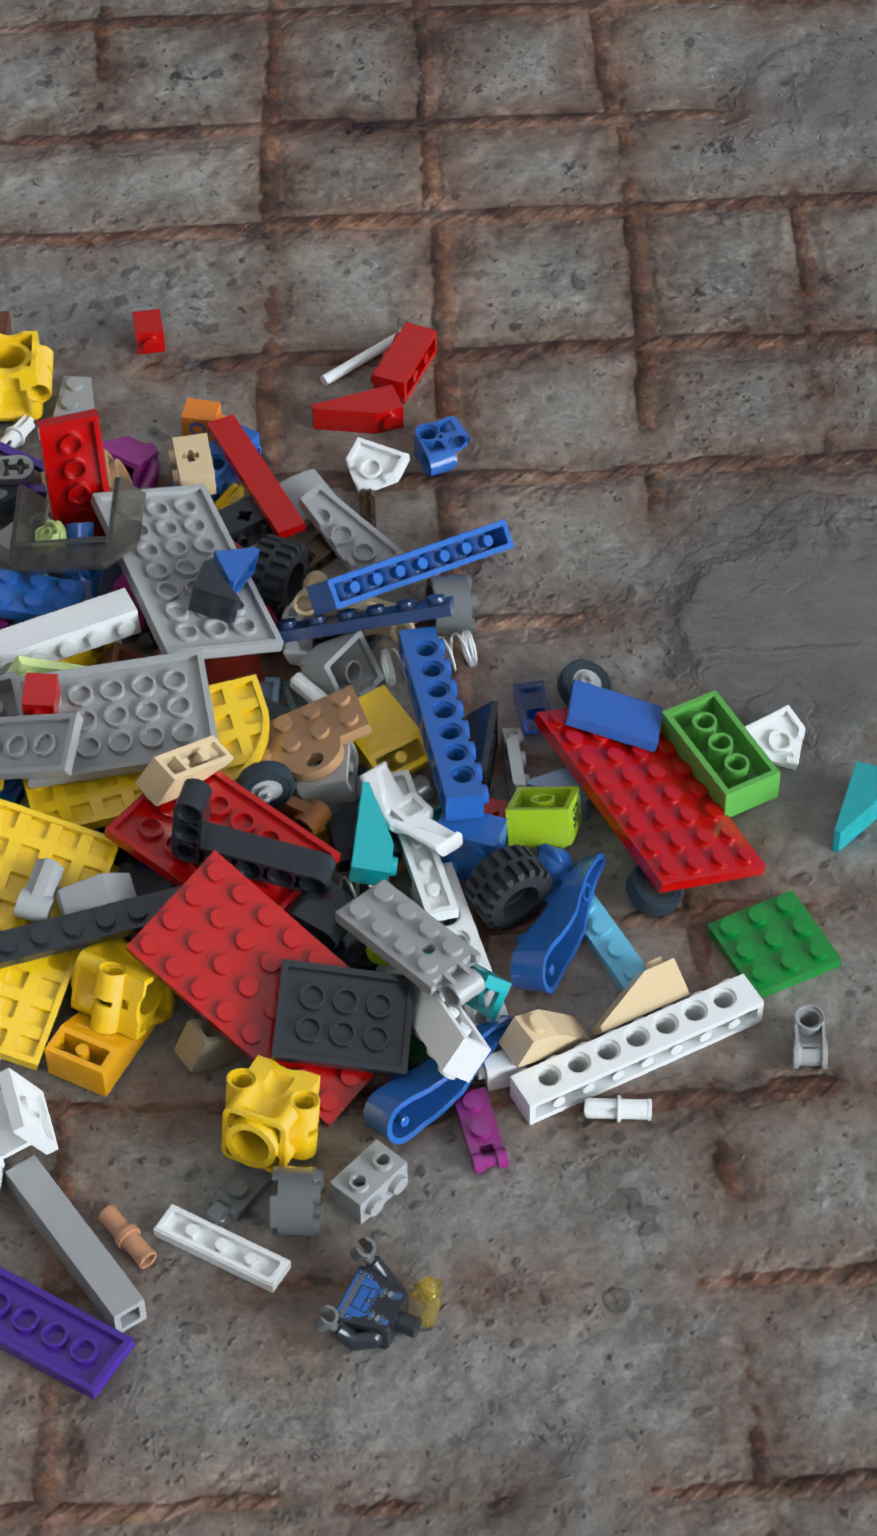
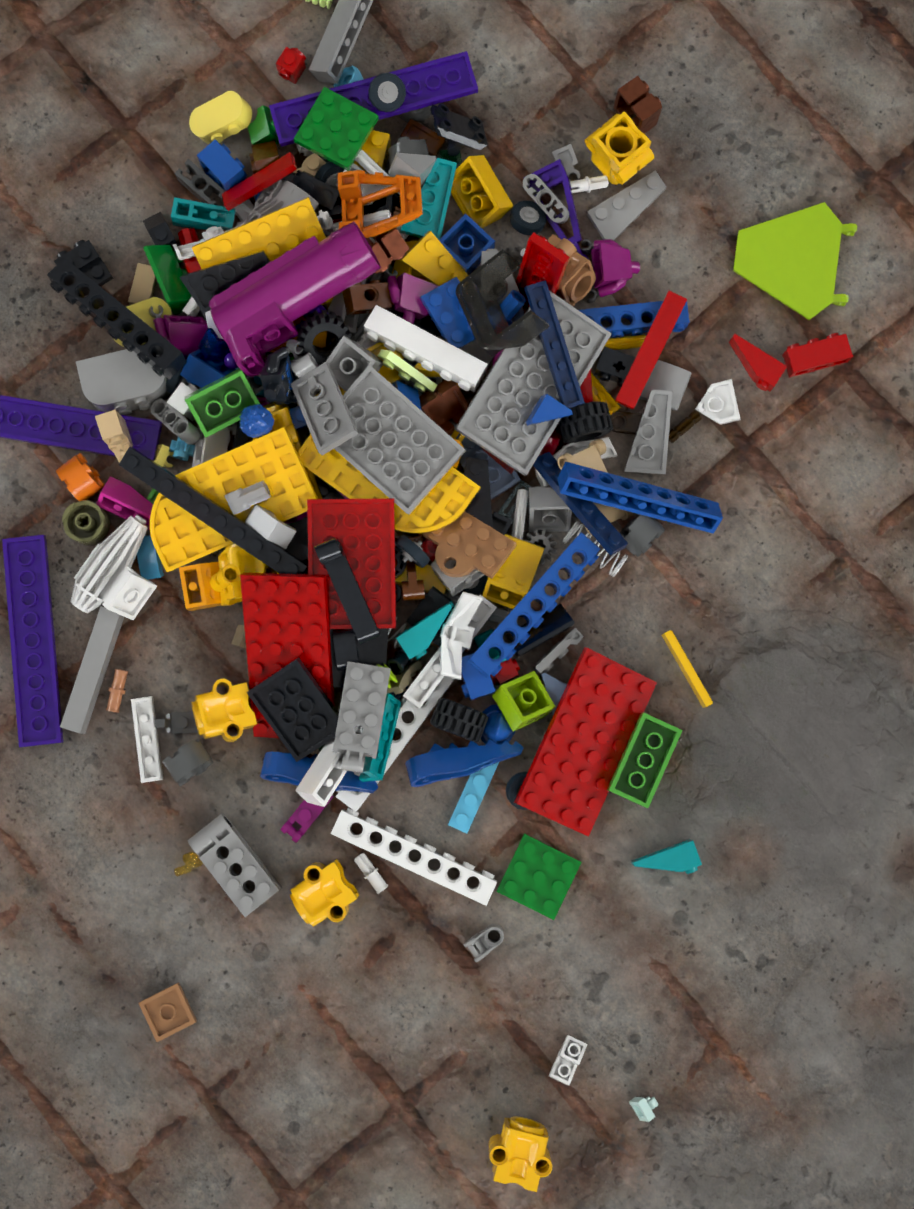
camera: 50 degrees right, 35 degrees up
(41, 694) = (360, 395): red brick -> none
(51, 531) = (493, 291): yellowish green plate -> none
(148, 331) = (726, 189): red brick -> none
(168, 771) = (373, 511): tan slope -> none
(169, 521) = (555, 345): none -> dark blue plate
(192, 462) = (634, 300): tan brick -> none
(197, 415) = (680, 278): orange brick -> none
(213, 595) = (518, 416): black slope -> none
(282, 326) = (795, 258): none -> lime flag
(357, 361) = (807, 326): white bar -> none
(369, 1182) = (232, 784): light grey brick -> none
(371, 1307) = (159, 843): torso -> none
(437, 443) = (756, 431): blue piece -> none
(476, 1242) = (208, 844): none -> light grey hinge
(529, 700) = (607, 630): clear blue slope -> none
(541, 1035) = (378, 810): tan slope -> none
(584, 671) = (640, 648): black wheel -> none
(600, 1157) = (317, 896): none -> yellow piece
(606, 1449) = (167, 1012): none -> medium nougat plate
(614, 715) = (621, 688): blue tile -> none
(647, 991) = (445, 837): tan slope -> none
(649, 661) = (687, 669): none -> yellow tile
(779, 736) = (683, 779): white plate -> none

